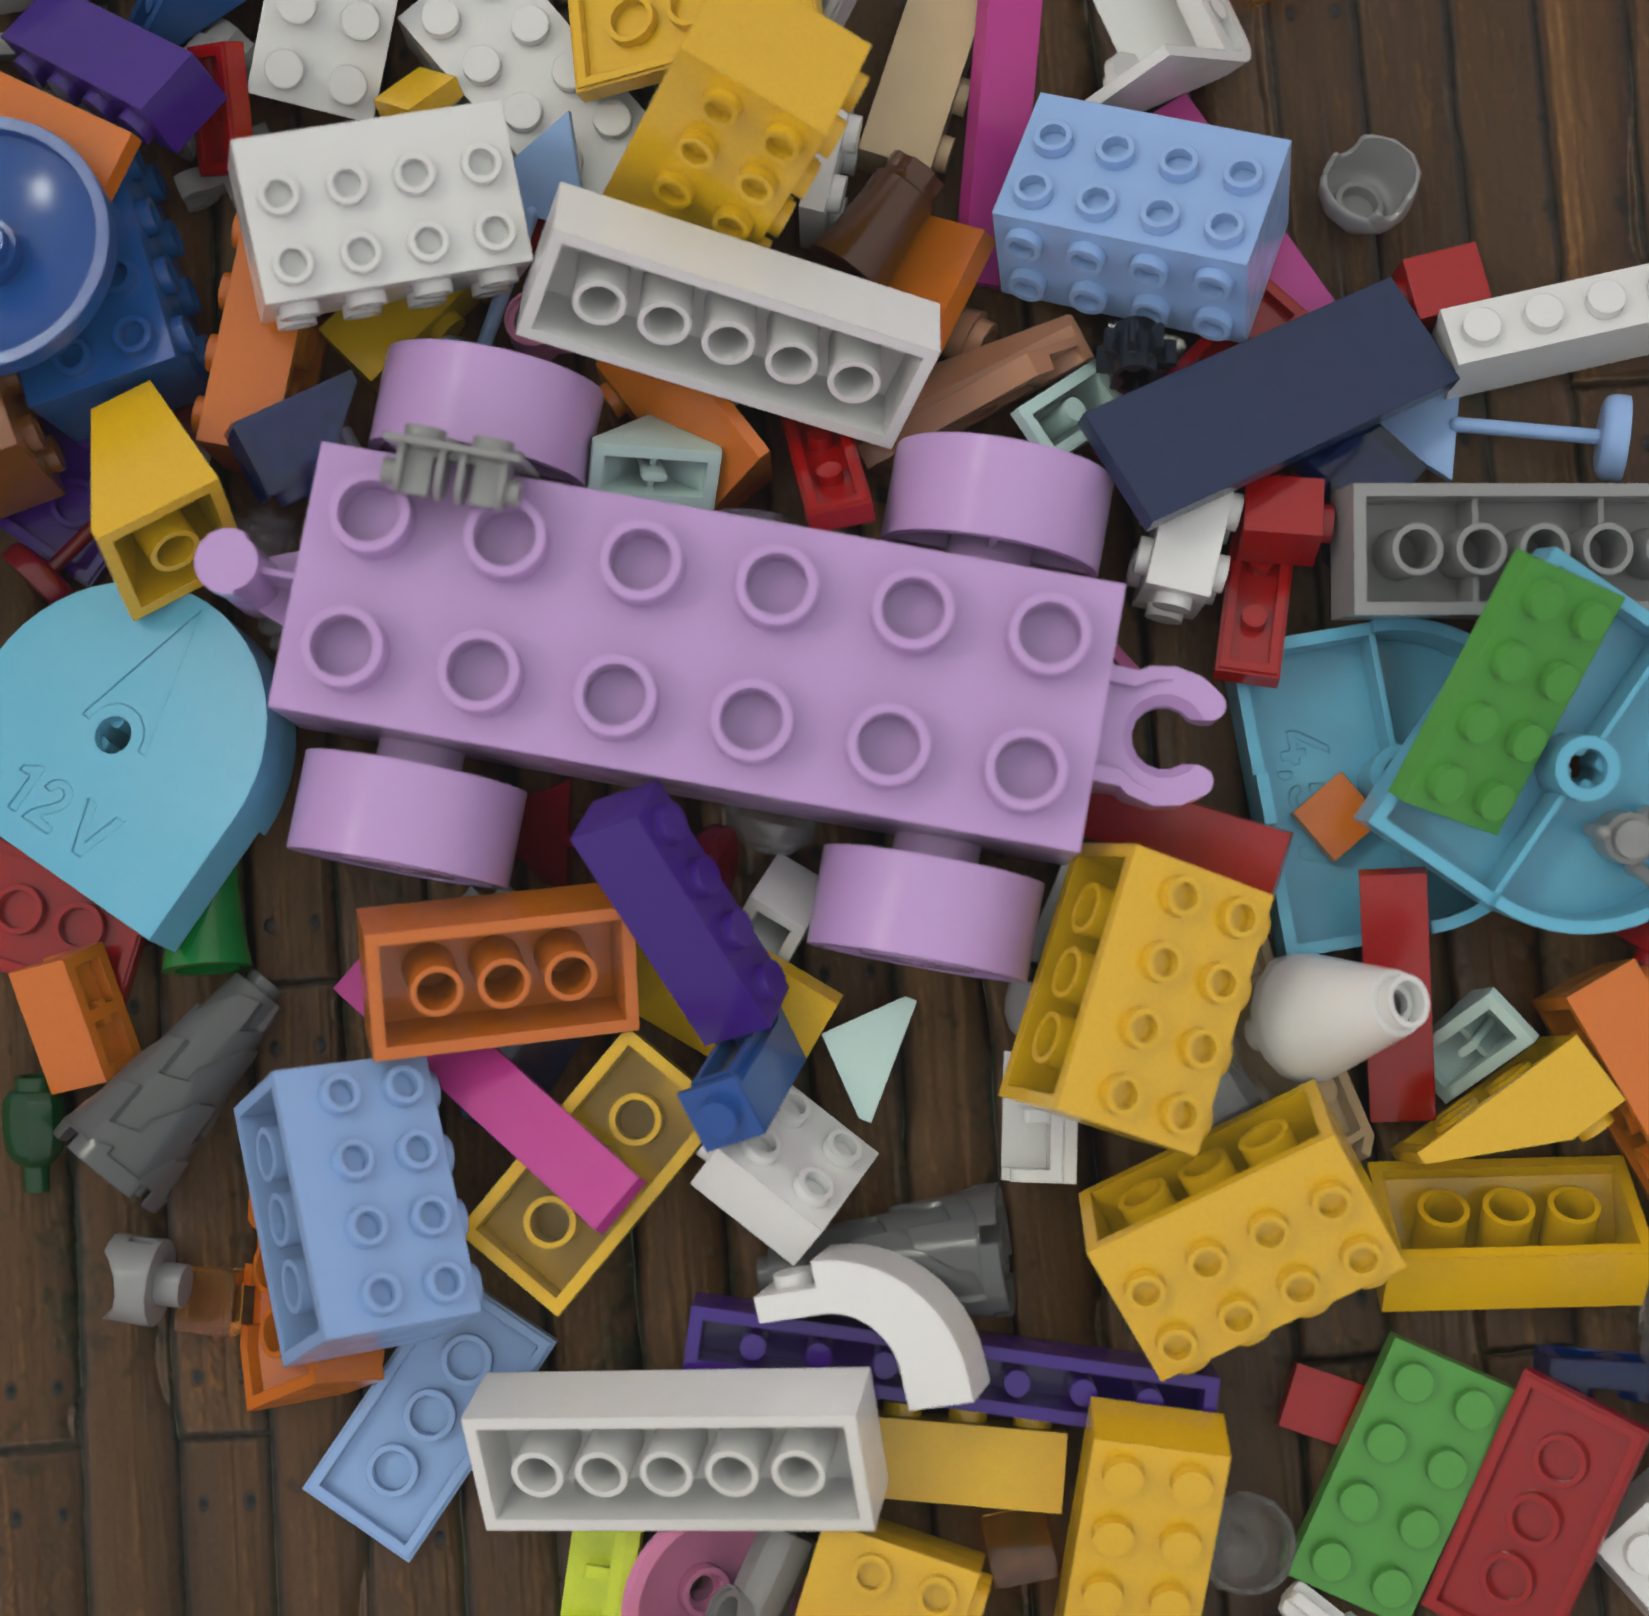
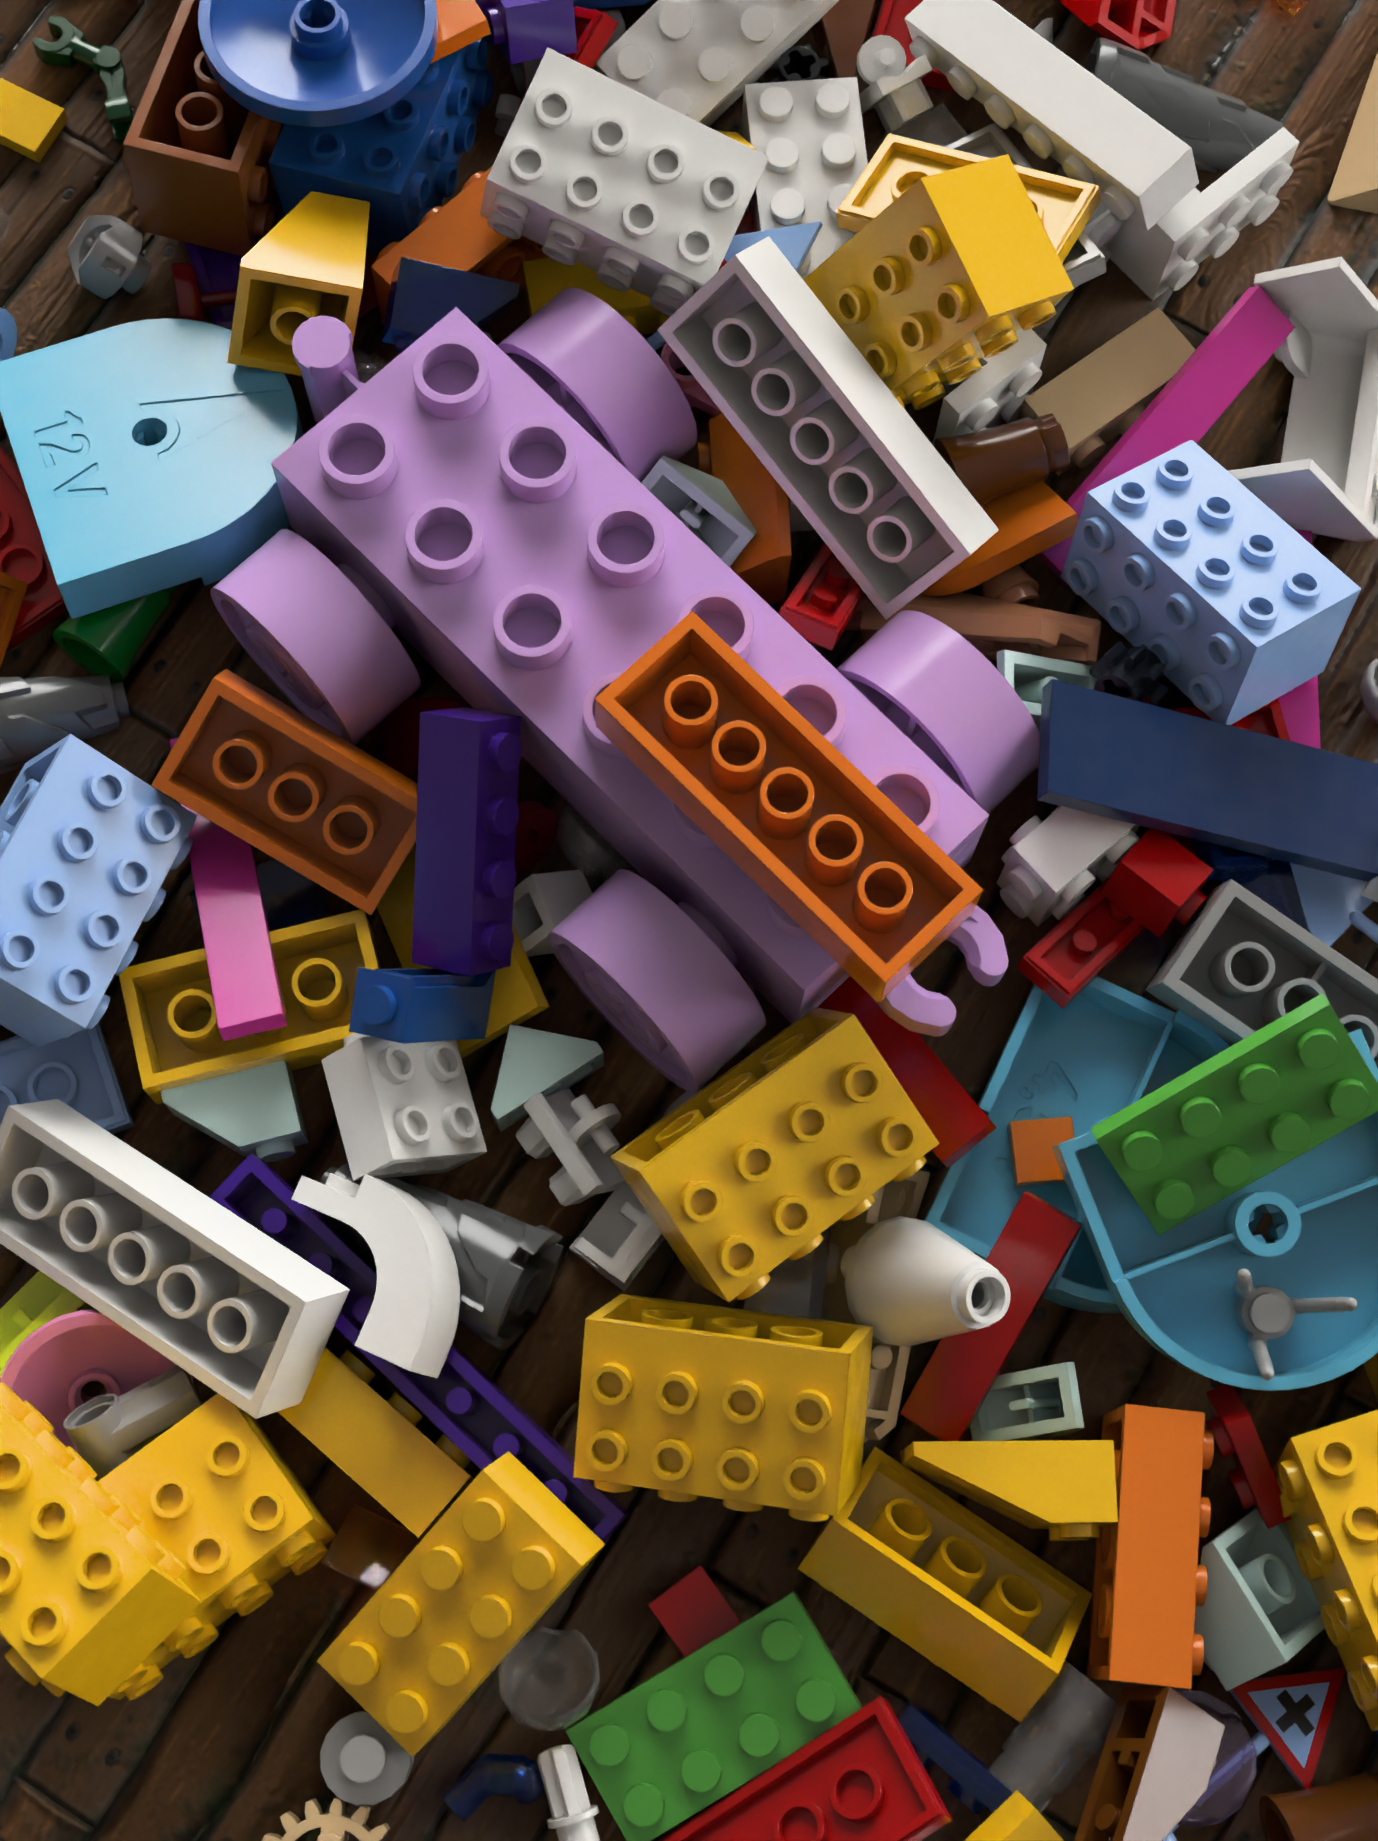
camera: 30 degrees right, 10 degrees down
(491, 458) = (550, 393): light grey hinge -> none
(650, 1264) = (245, 1110): none -> light aqua slope
(946, 1089) = (578, 1138): none -> white hips
(967, 715) = (786, 806): none -> orange brick

